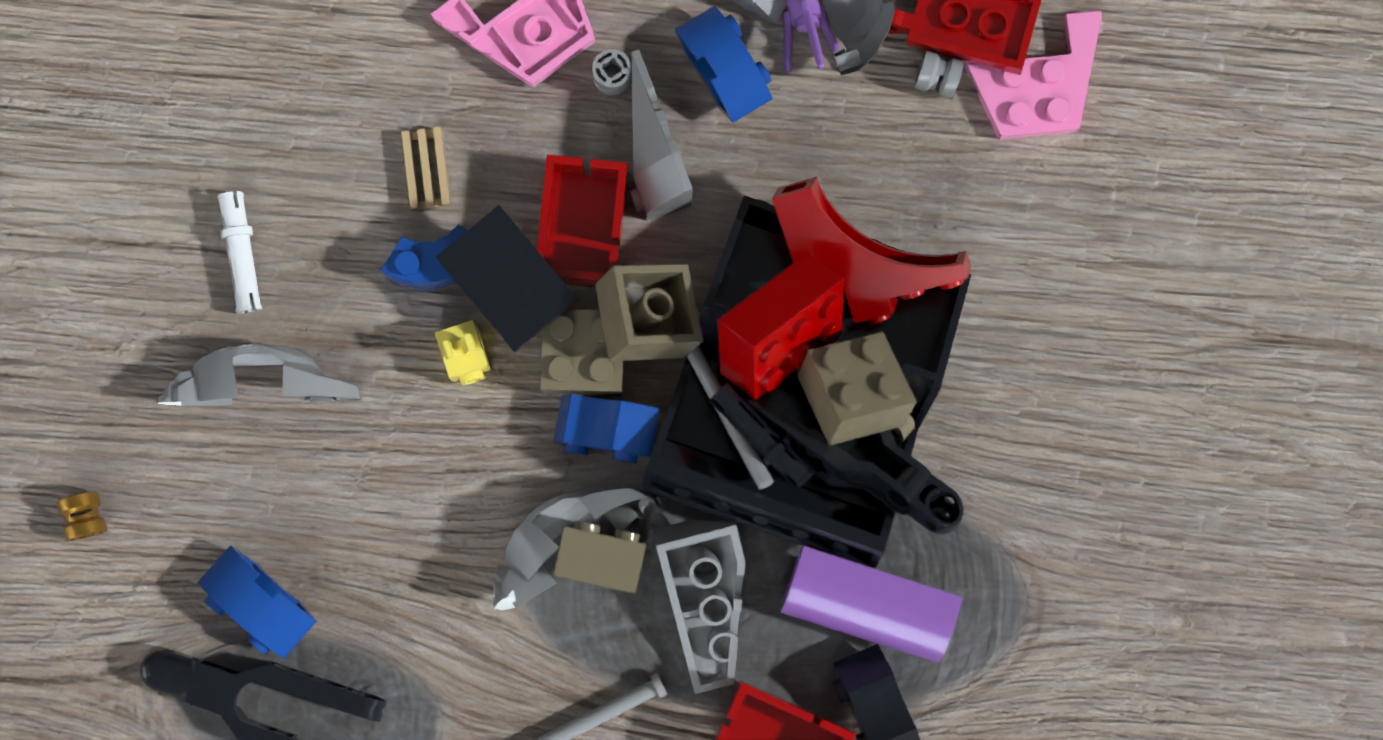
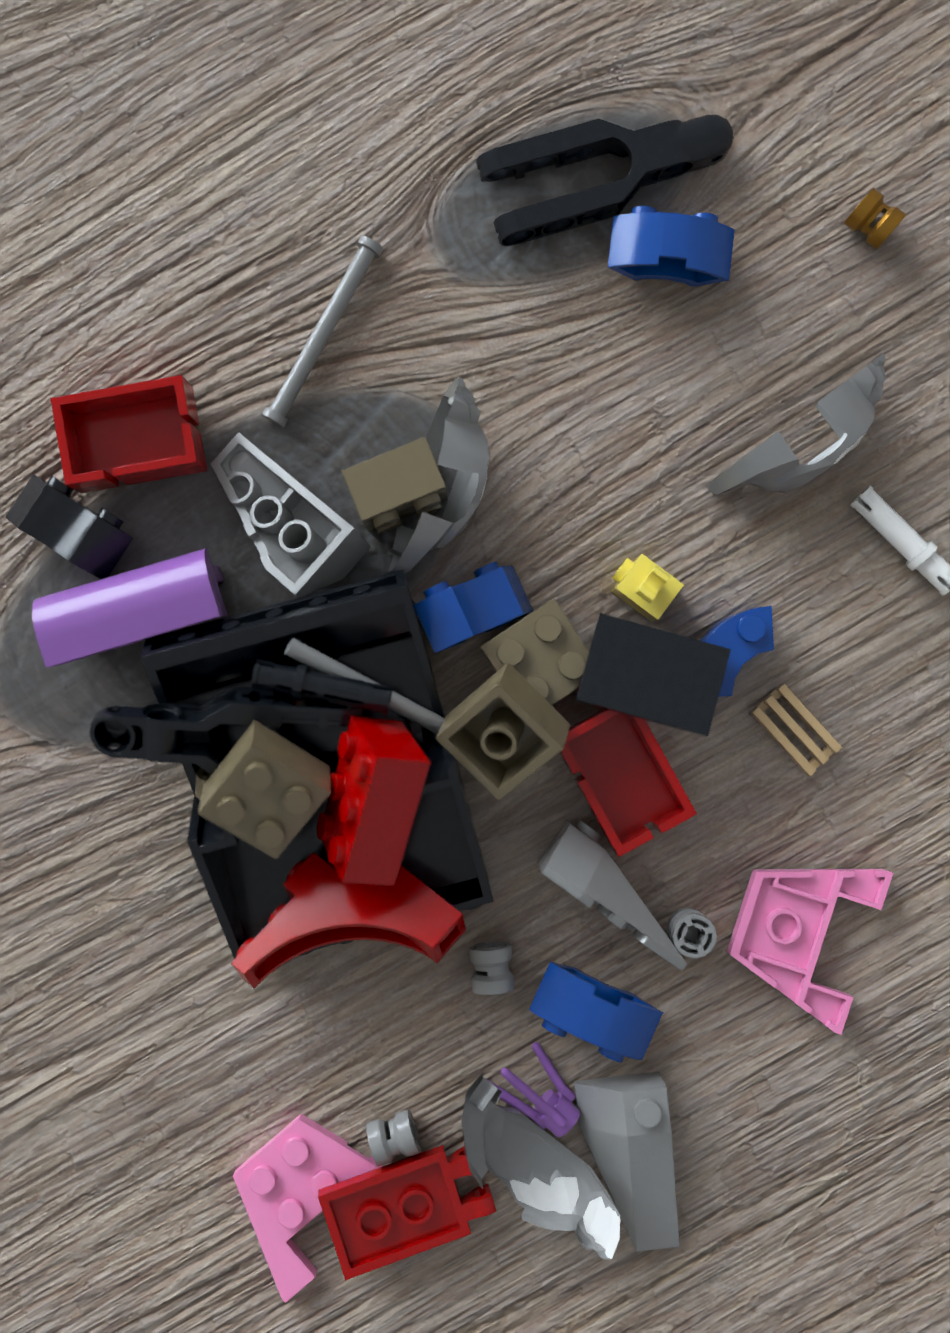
camera: 155 degrees right, 5 degrees up
(780, 148) = (491, 968): none -> light grey wheel

